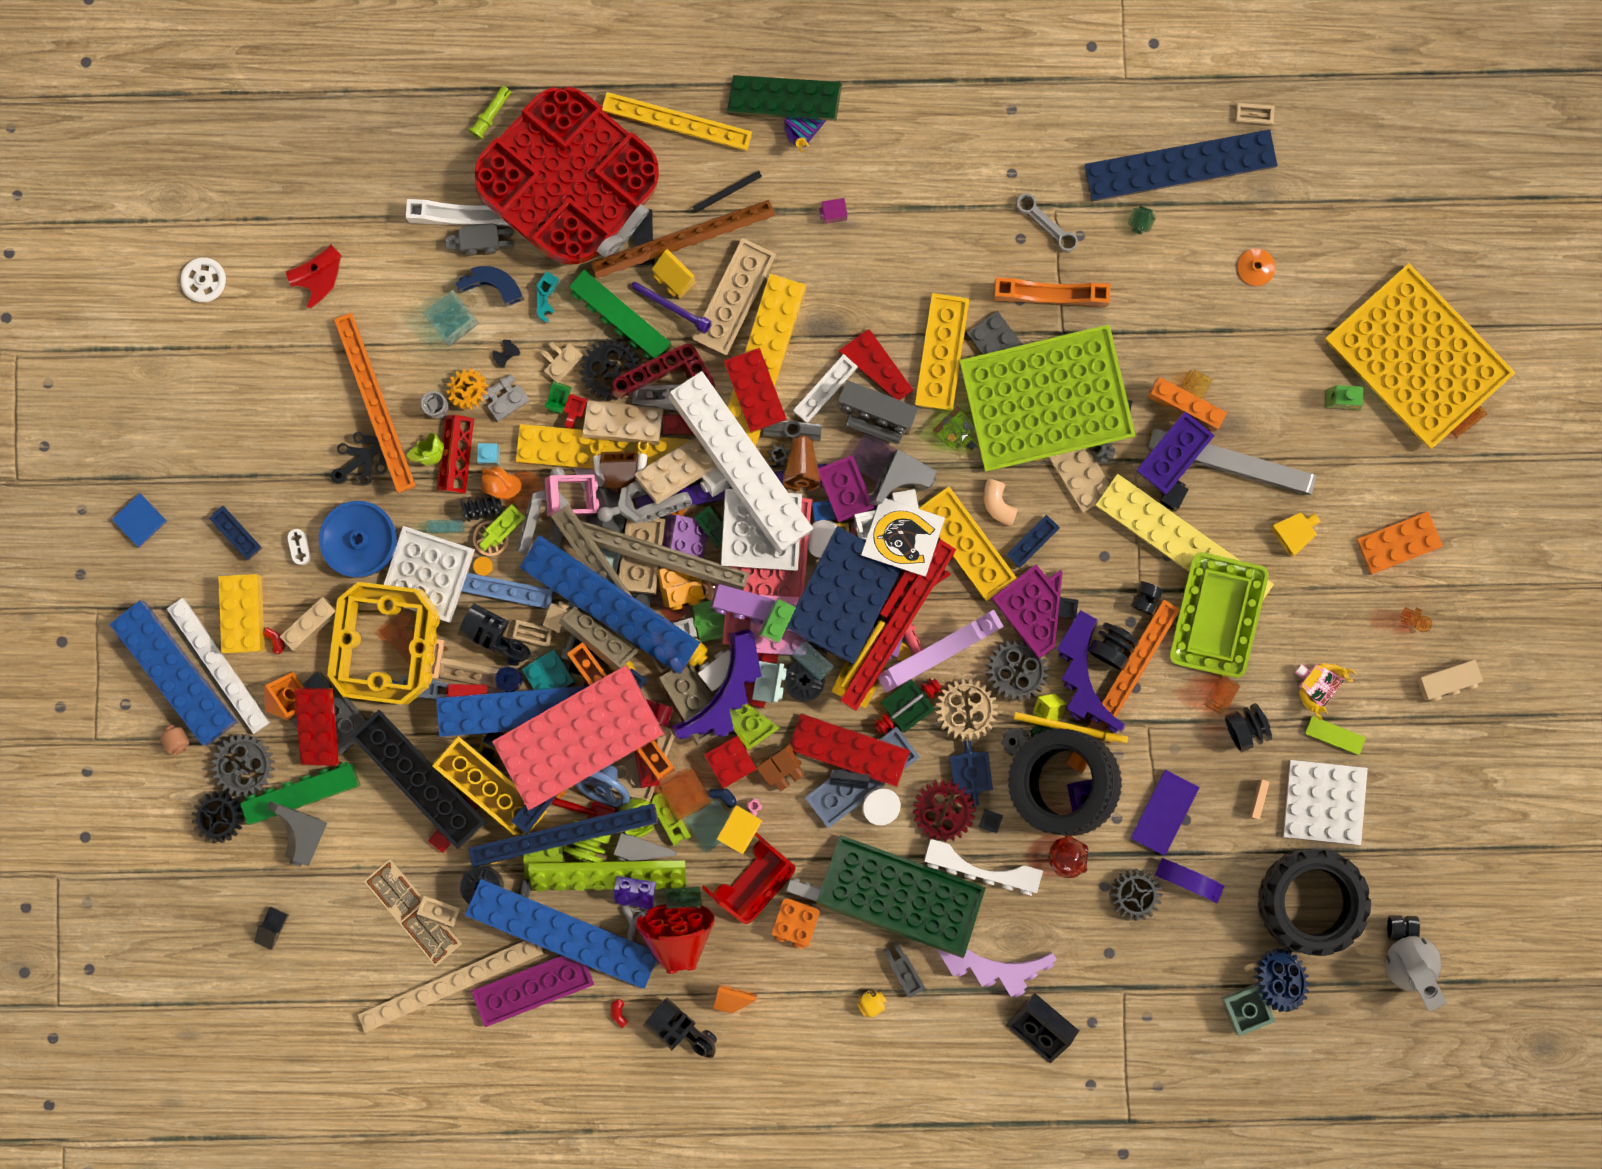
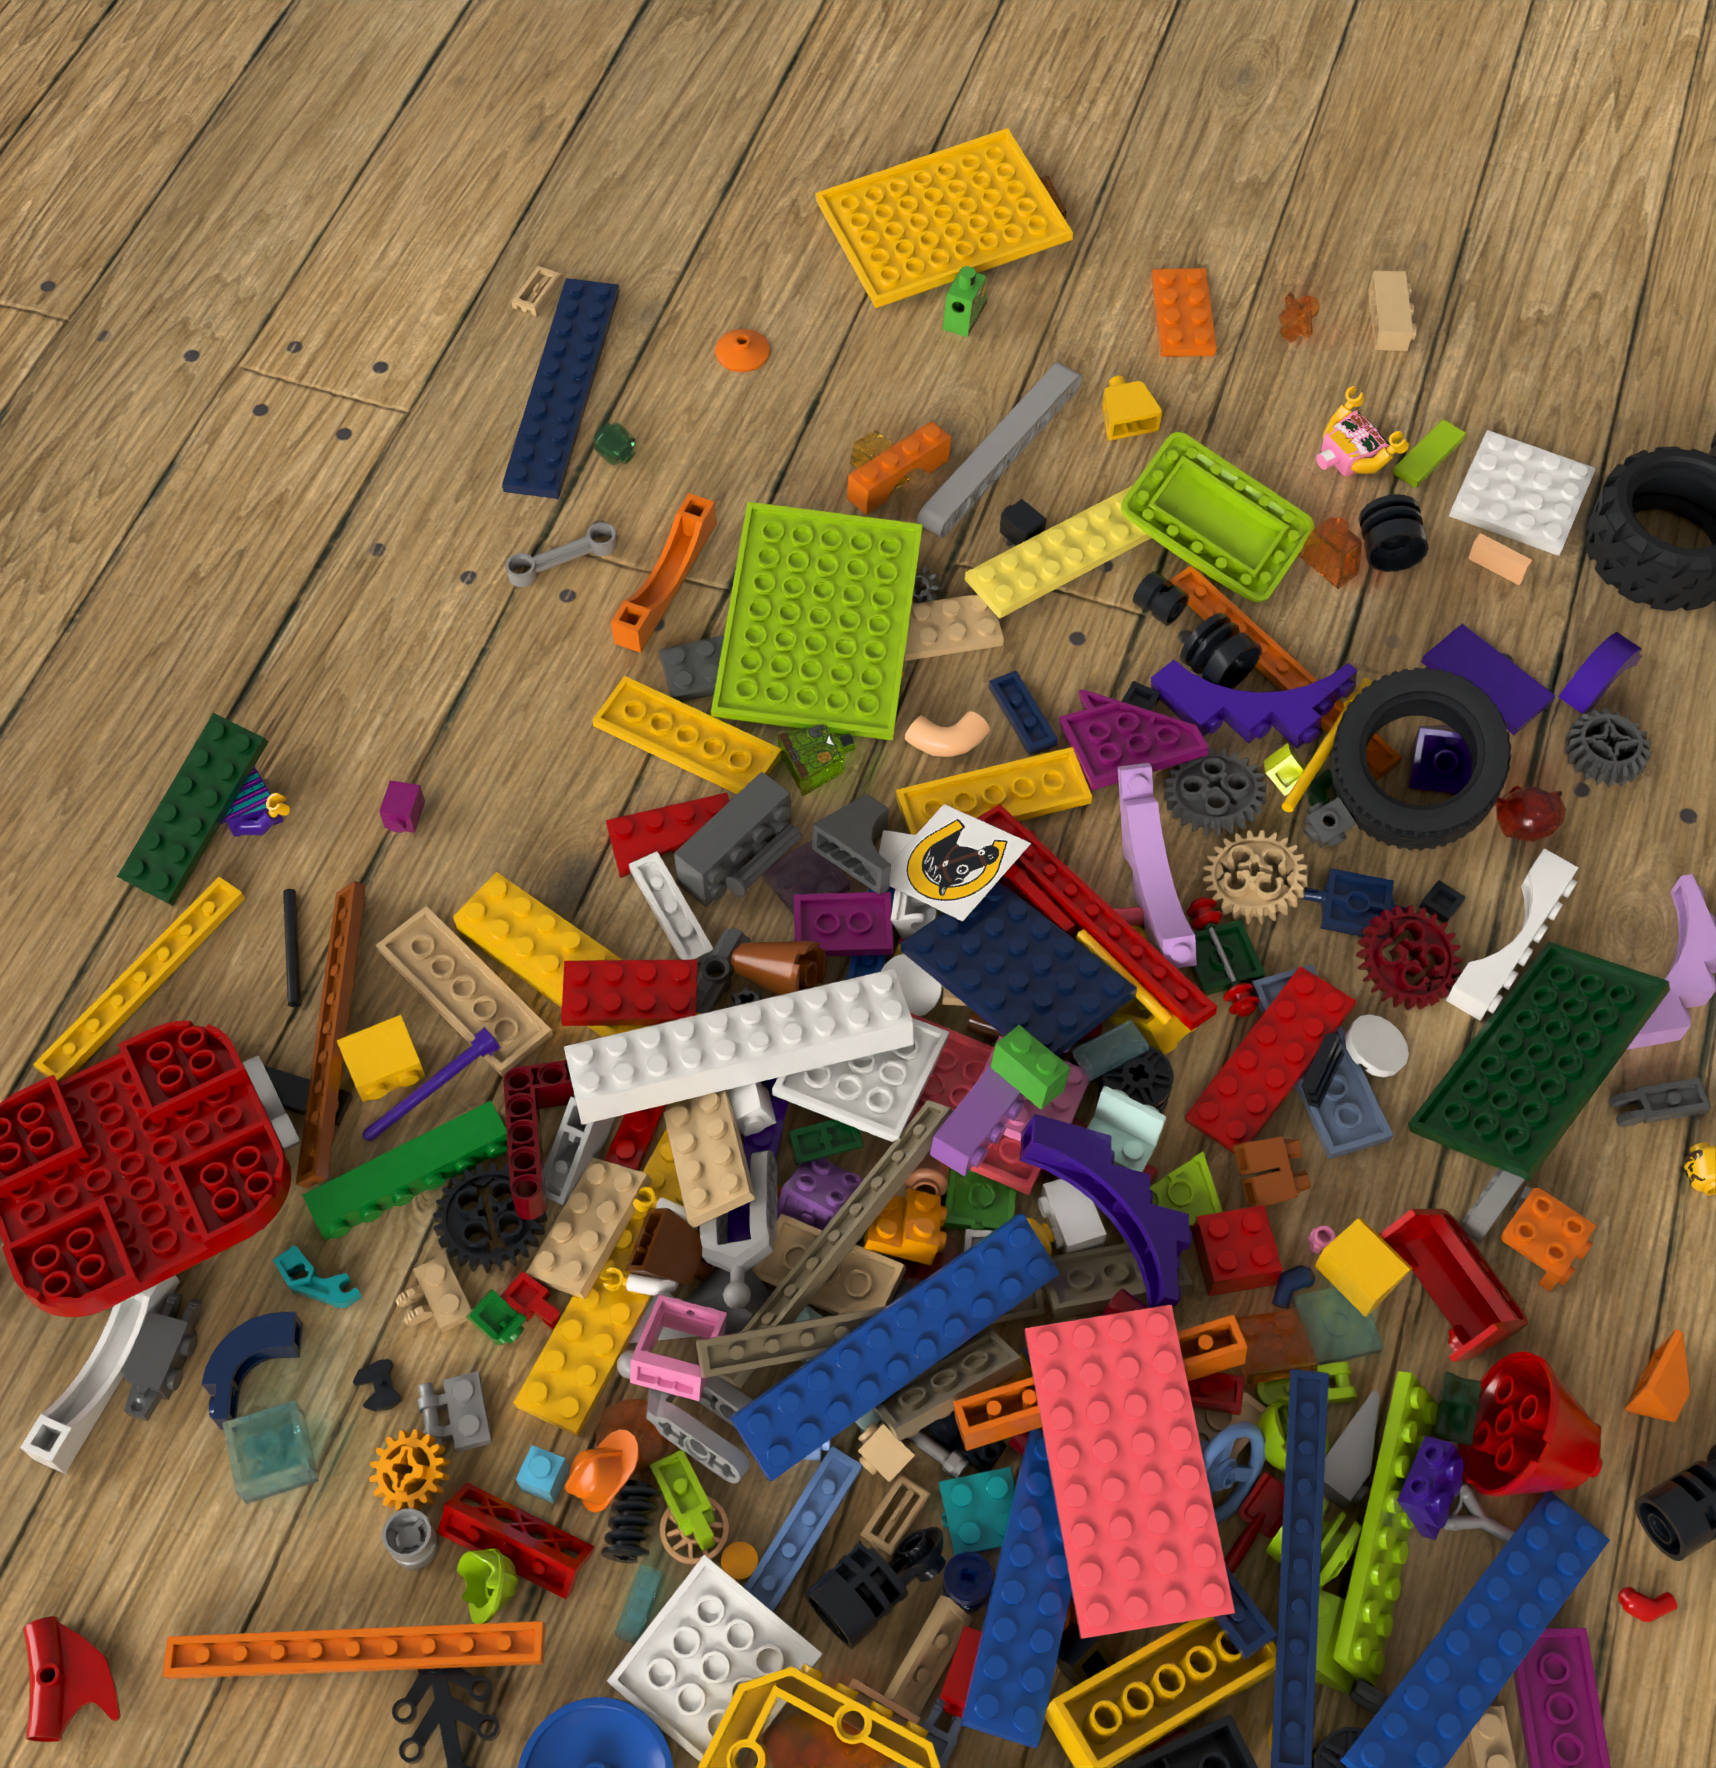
camera: 70 degrees left, 25 degrees down
(1175, 453) = (965, 494): dark purple plate -> none

